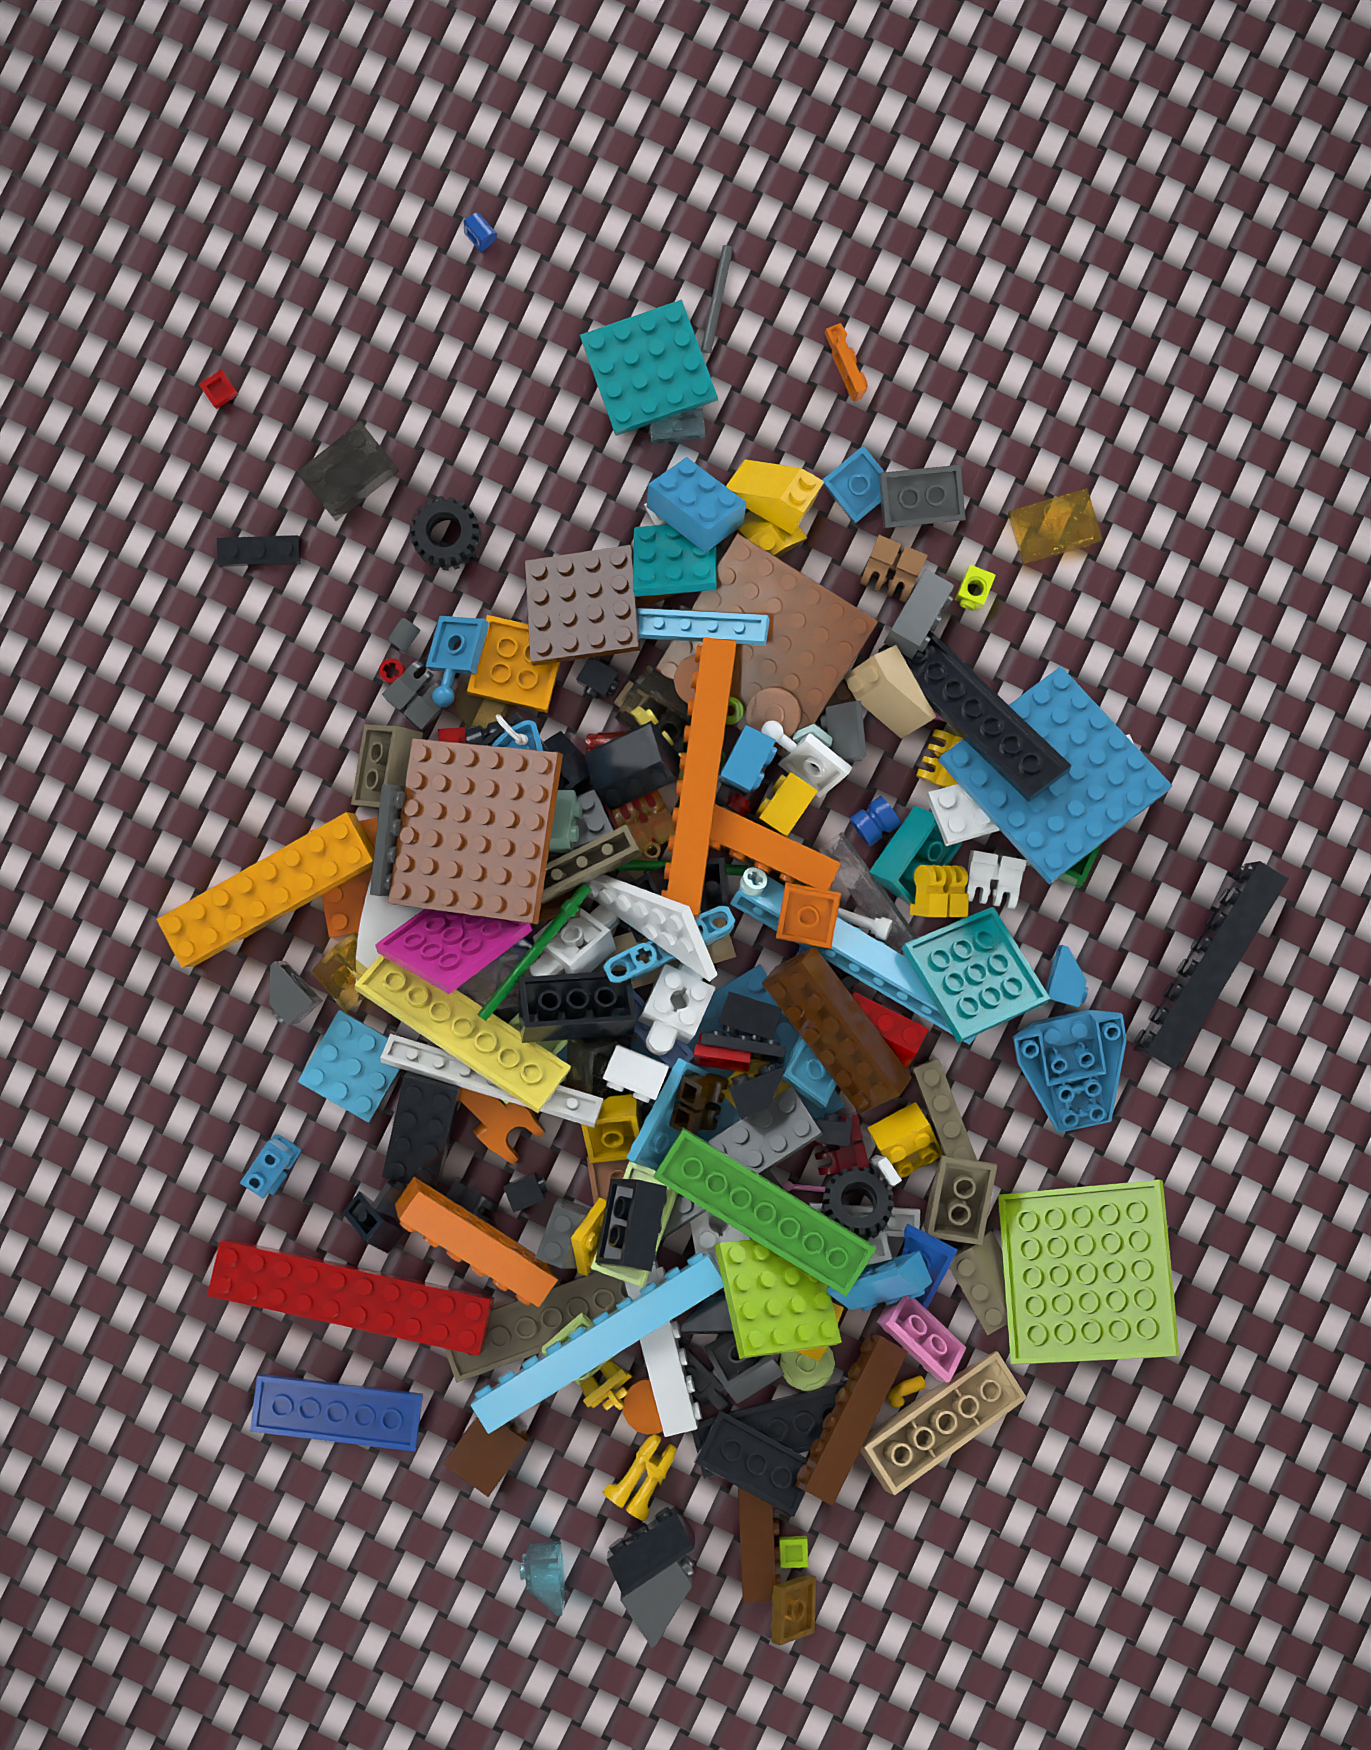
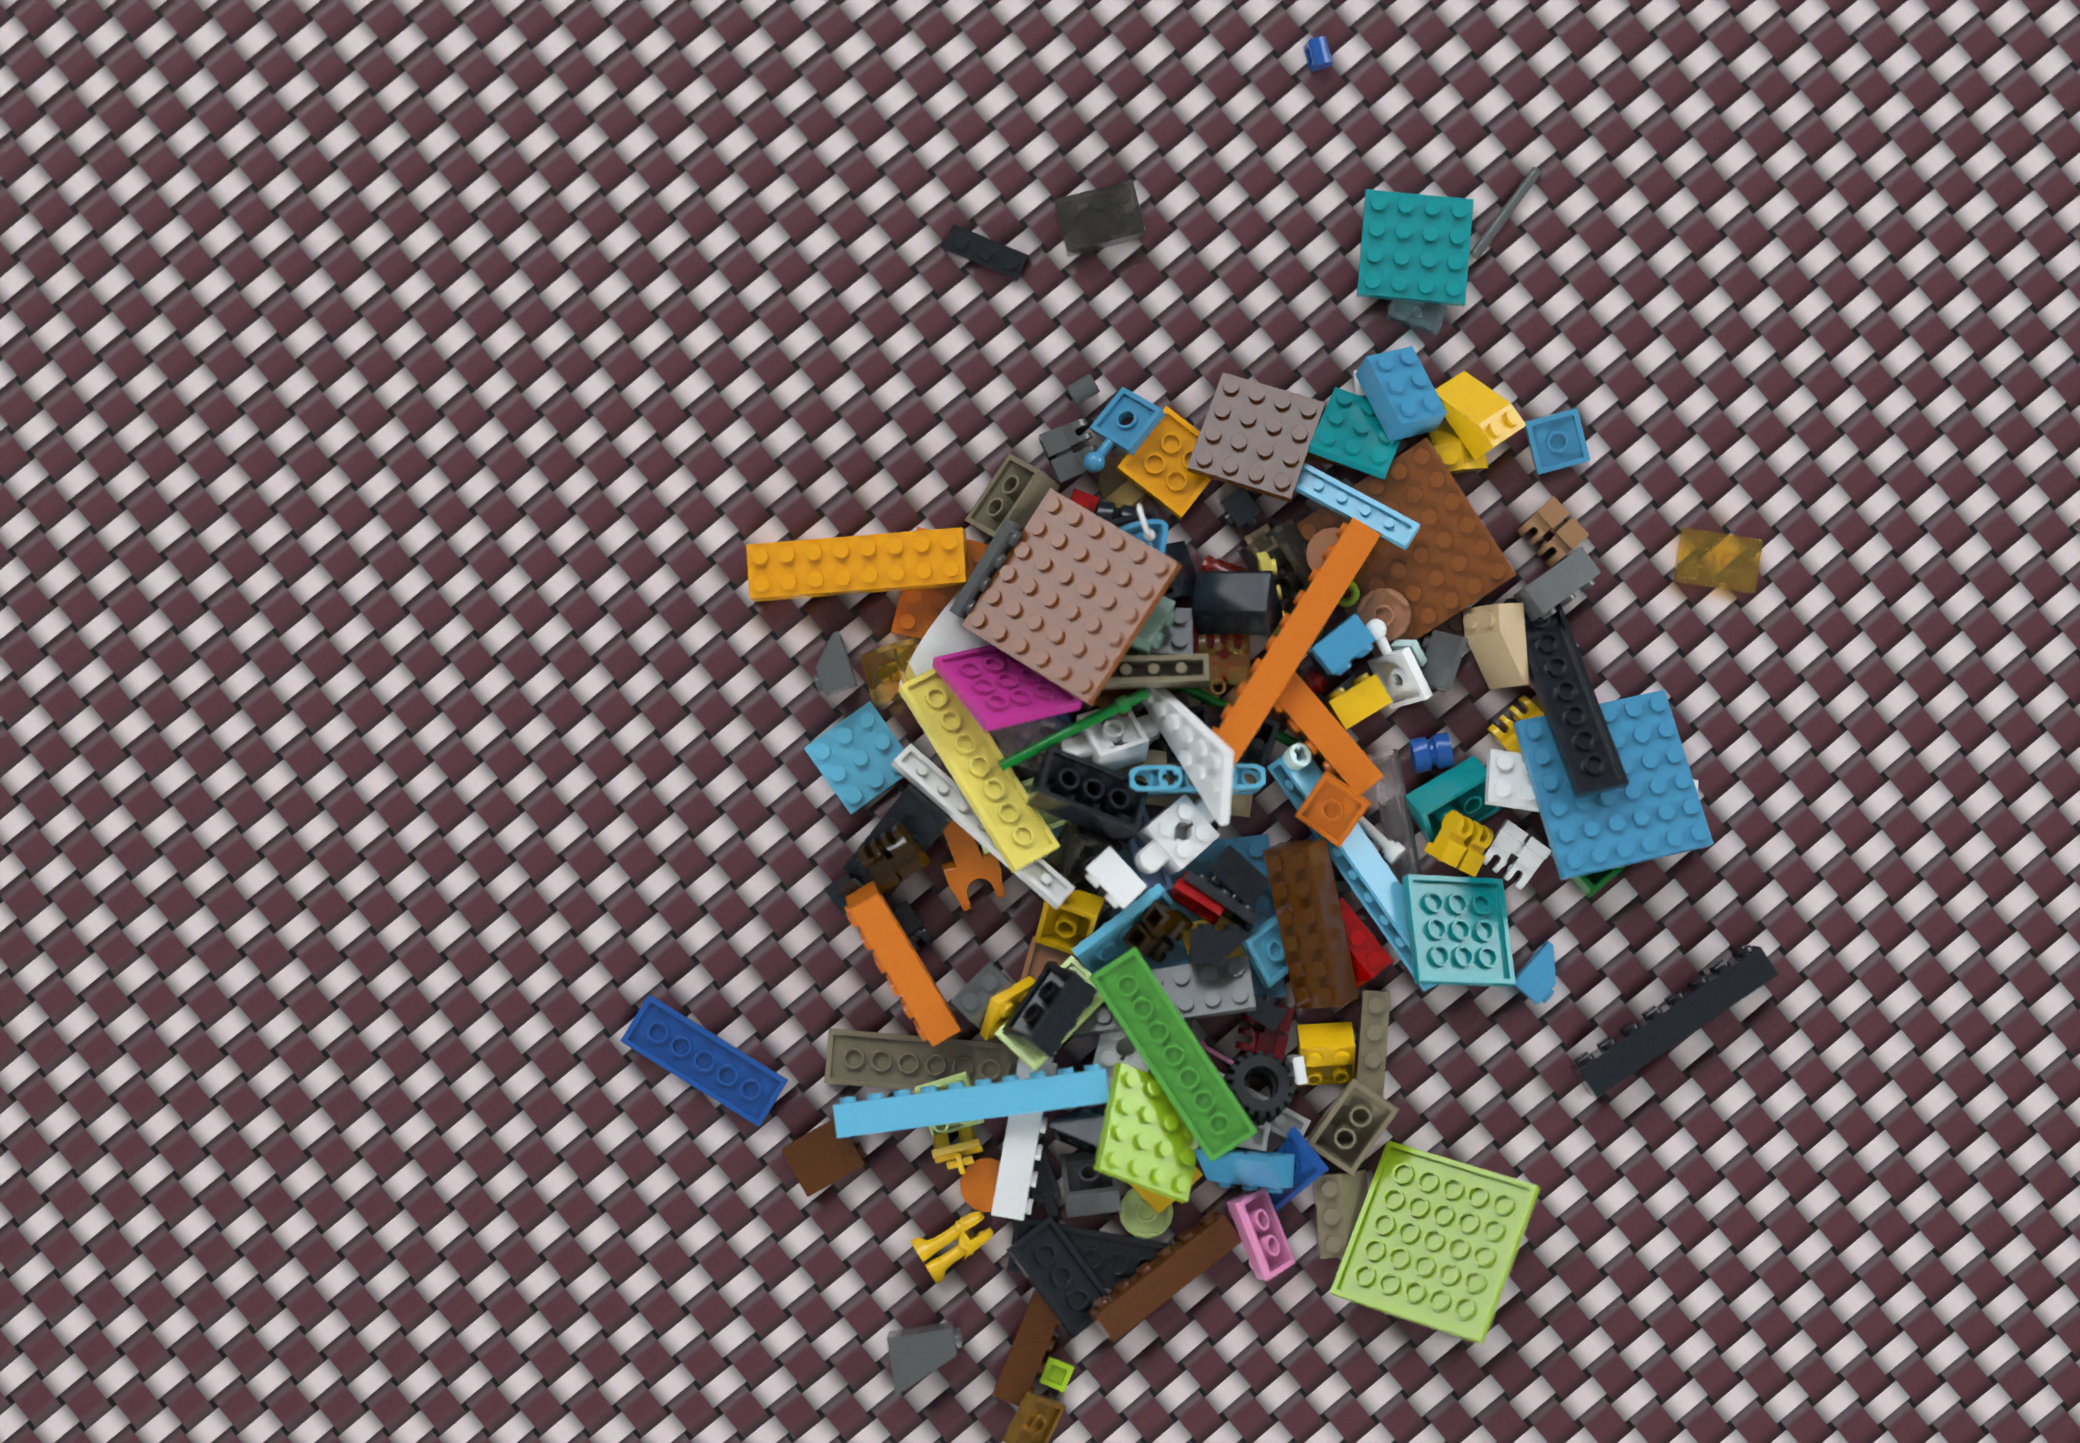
camera: 25 degrees right, 0 degrees up
(218, 389) = (1016, 89): red plate -> none
(268, 1168) = (744, 814): dark azure hips -> none
(351, 1296) = (766, 962): red brick -> none
(372, 1225) = (814, 906): black slope -> none
(388, 662) = (1056, 407): red bush -> none
(432, 515) = (1167, 292): black tyre -> none
(433, 1146) = (906, 859): none -> dark brown legs
(526, 1191) = (965, 940): black brick -> none
(544, 1574) = (826, 1288): clear light blue slope -> none
(650, 1549) = (930, 1309): black slope -> none
(846, 362) = (1596, 324): orange hinge -> none
(904, 1388) = (1223, 1274): yellow arm -> none
(922, 496) = (1609, 478): dark grey plate -> none
(940, 1422) = (1242, 1318): tan slope -> none
(979, 577) = (1629, 578): neon yellow brick -> none
(1074, 1065) = (1509, 1055): dark azure wedge -> none

